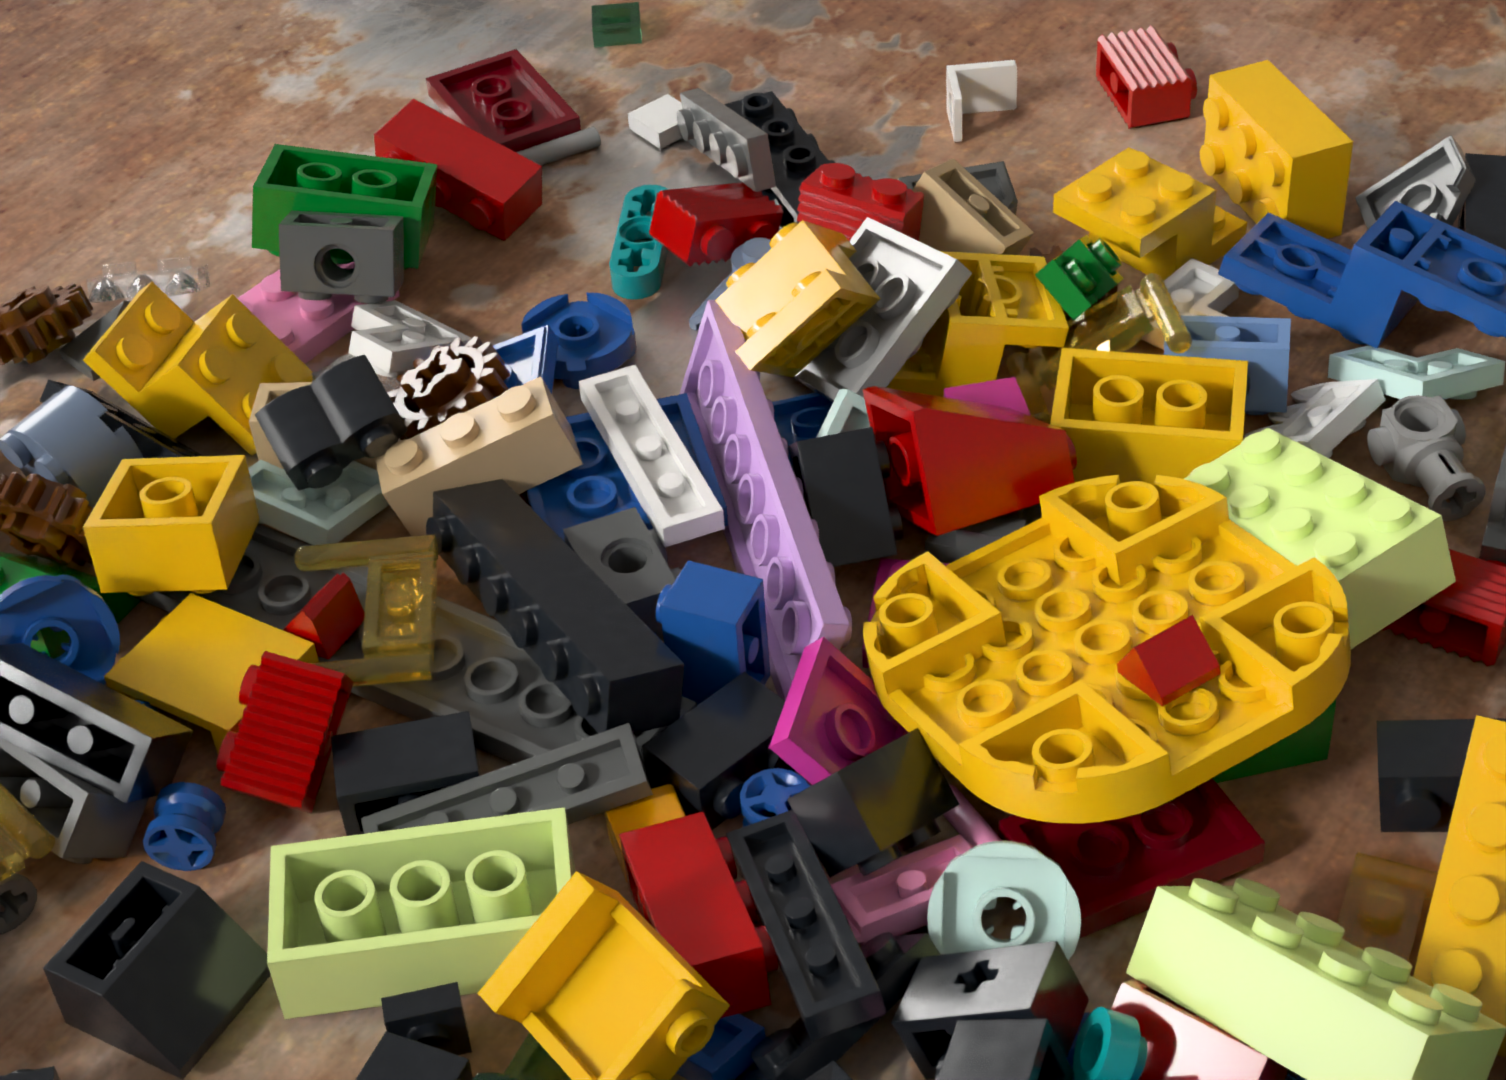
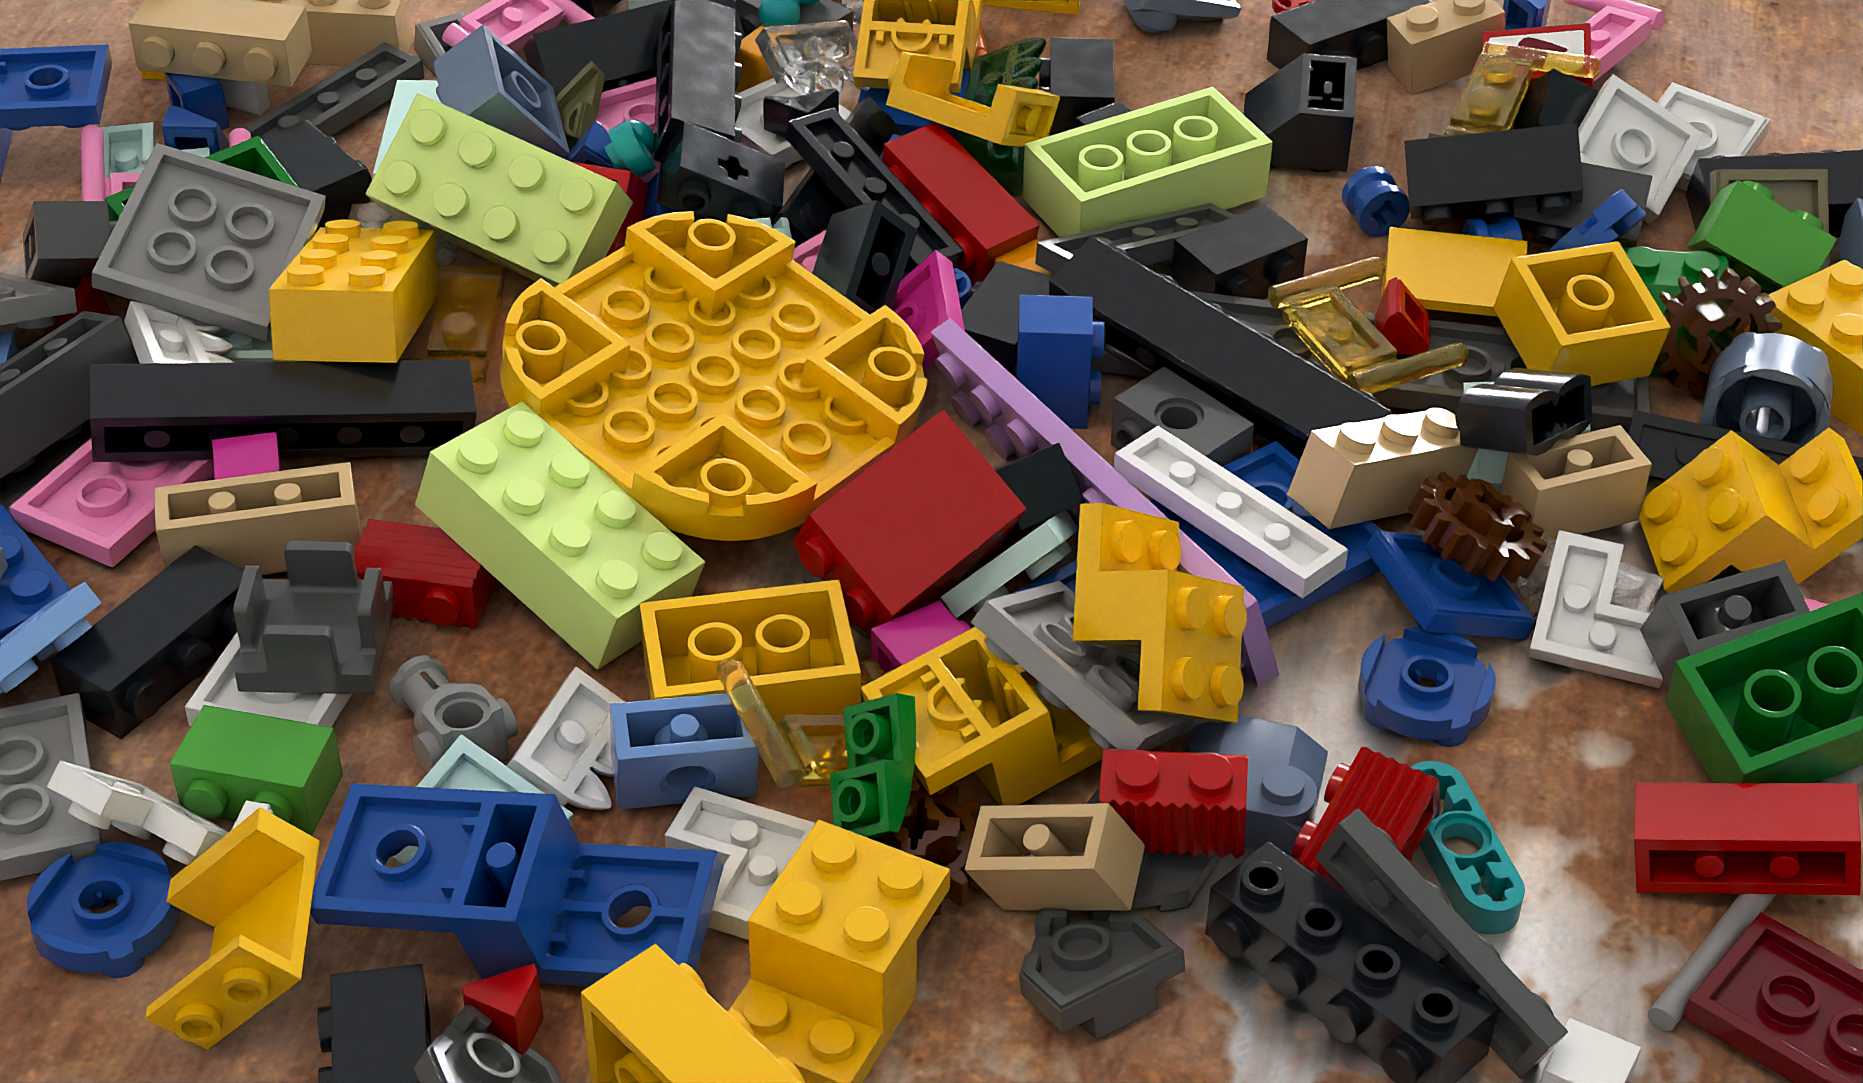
camera: 155 degrees right, 0 degrees up
(284, 731) = (1345, 228): red brick -> none
(1171, 662) = (652, 318): red slope -> none

